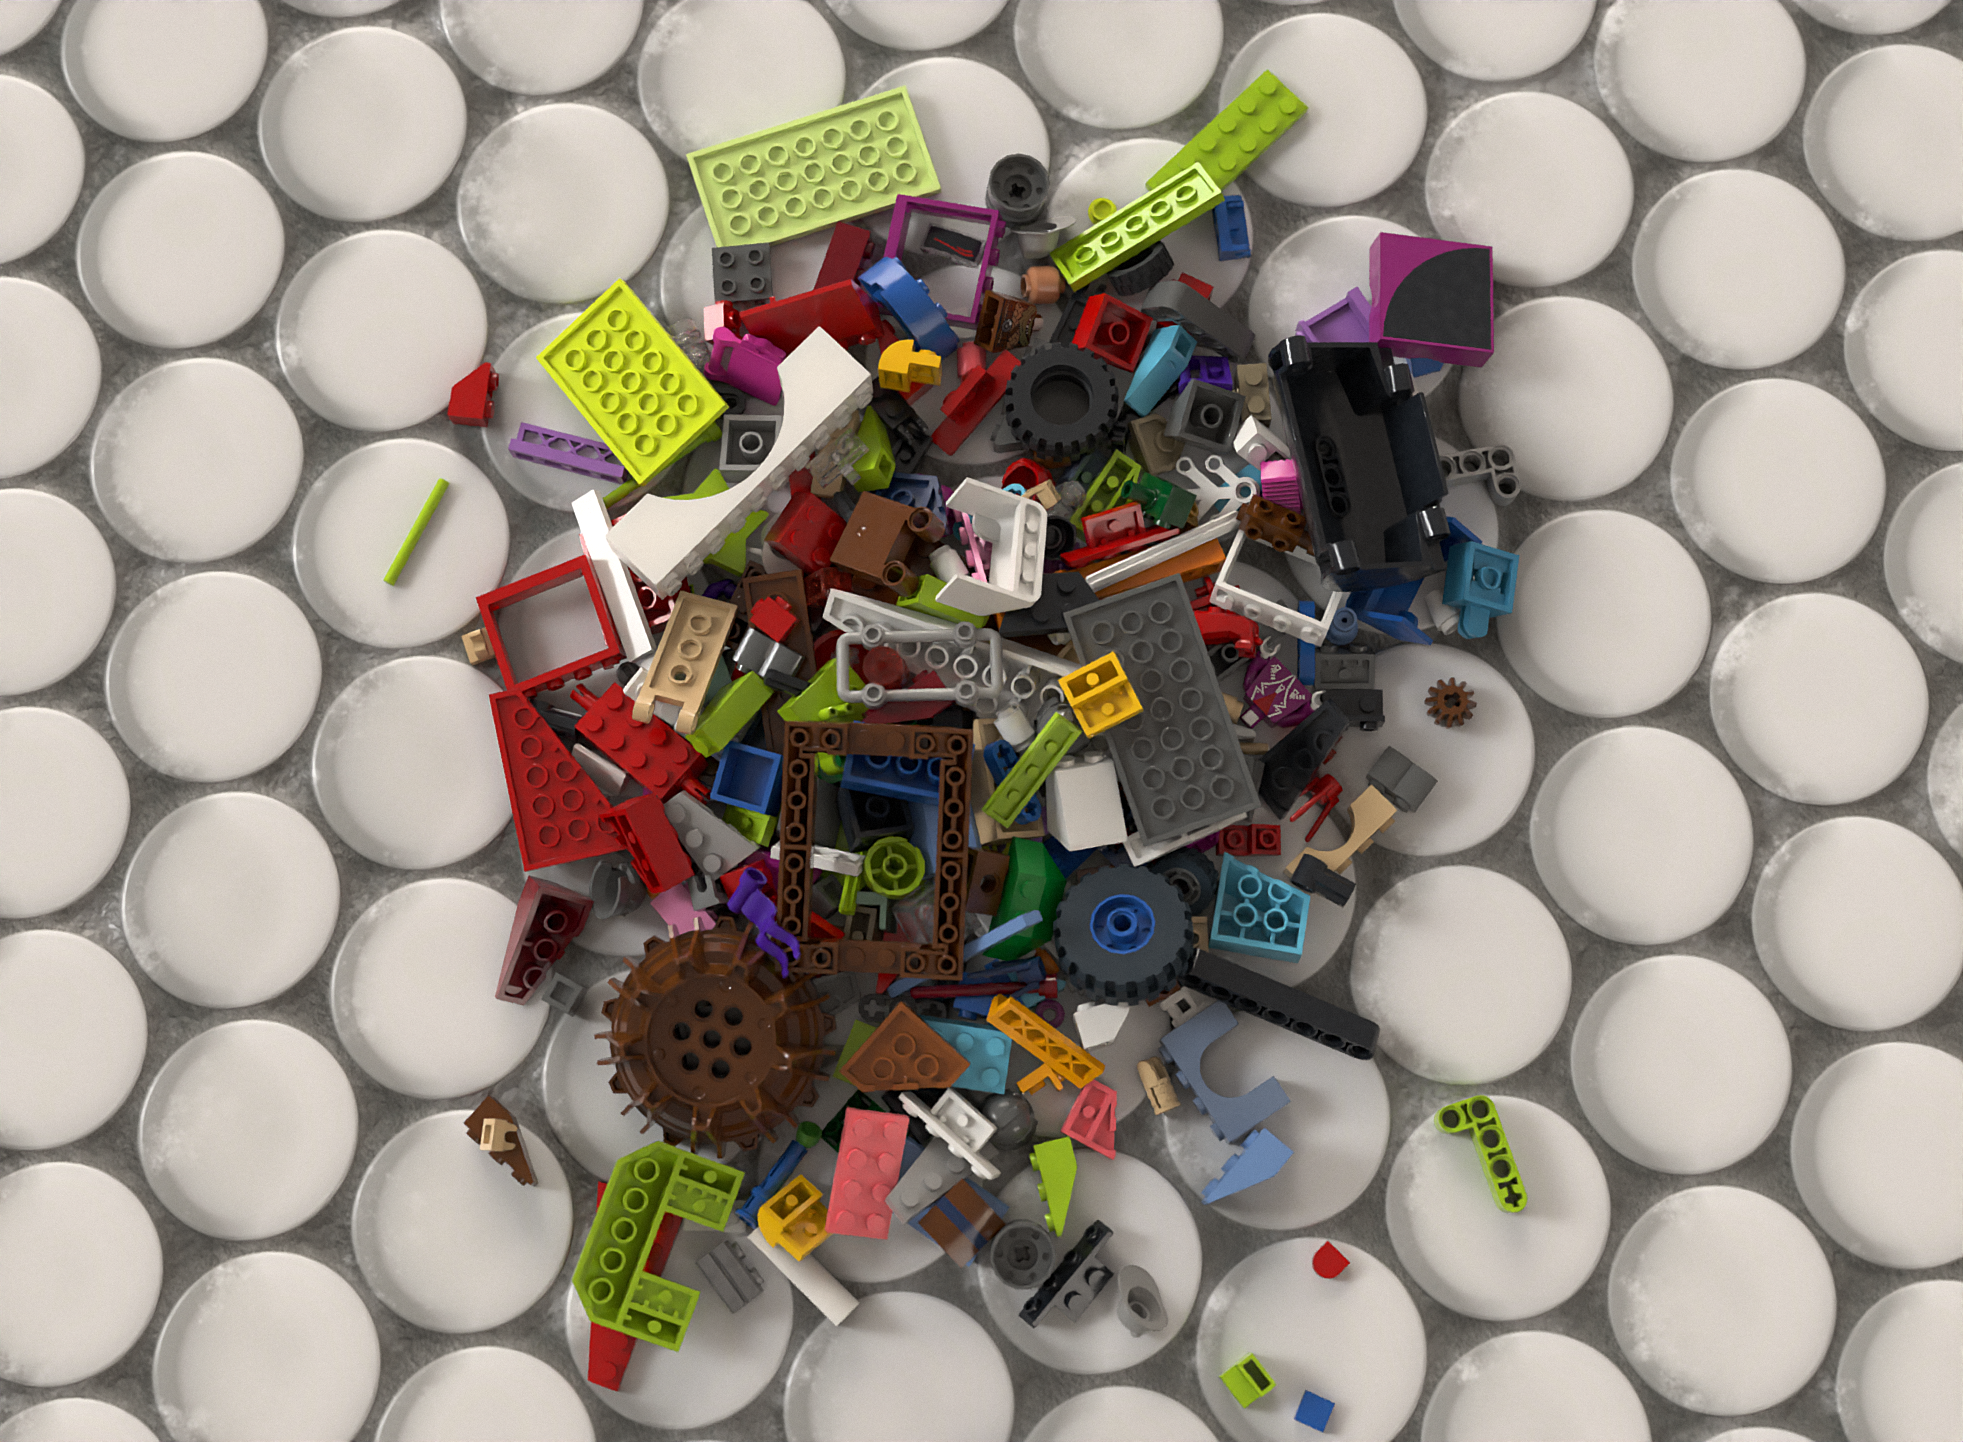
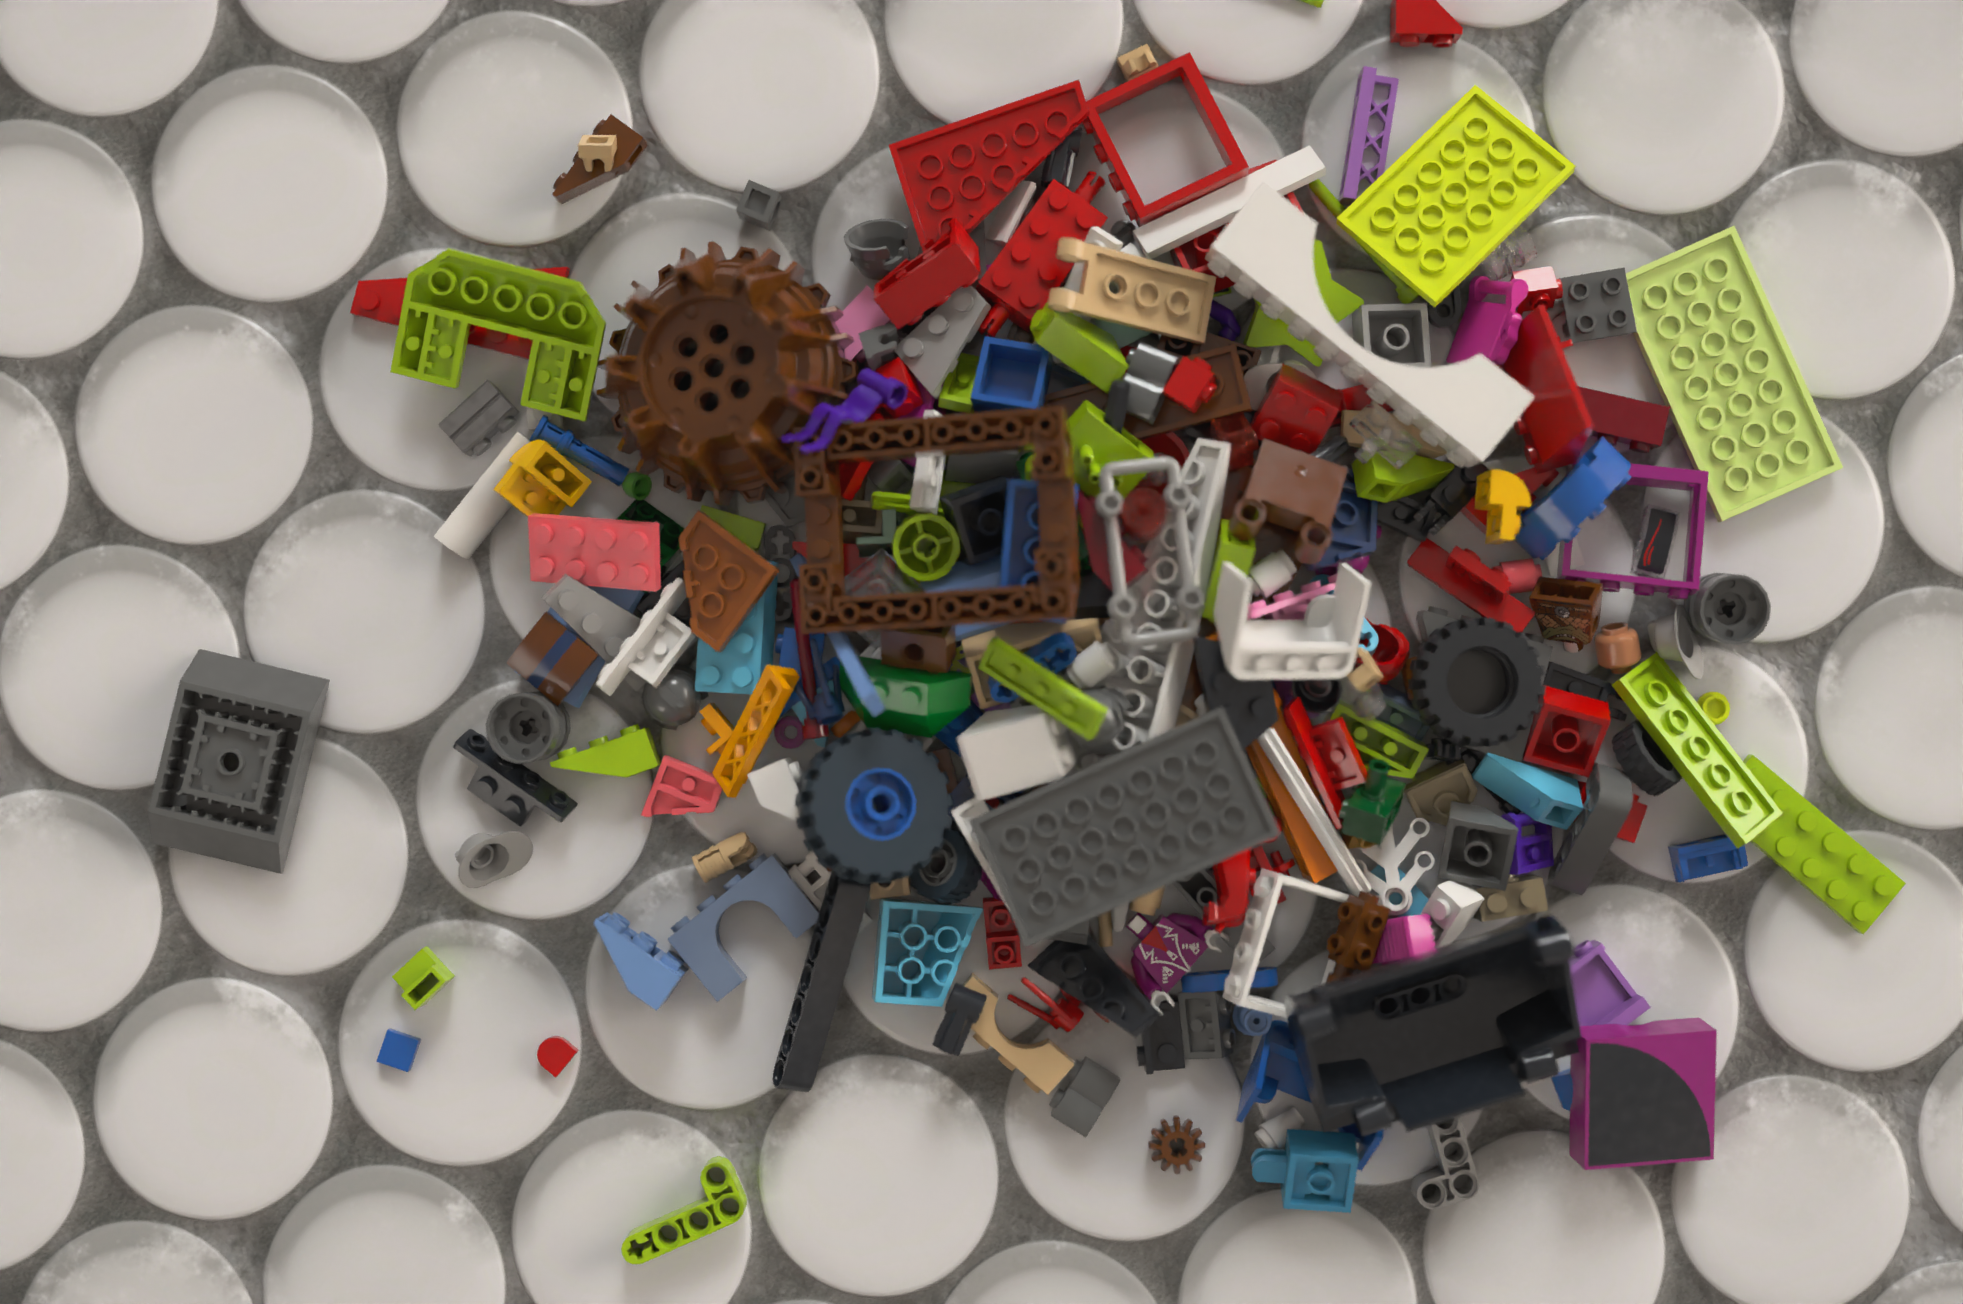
camera: 80 degrees right, 10 degrees up
(541, 930) = (831, 173): dark red wedge -> none
(1100, 695) = (1130, 758): yellow brick -> none

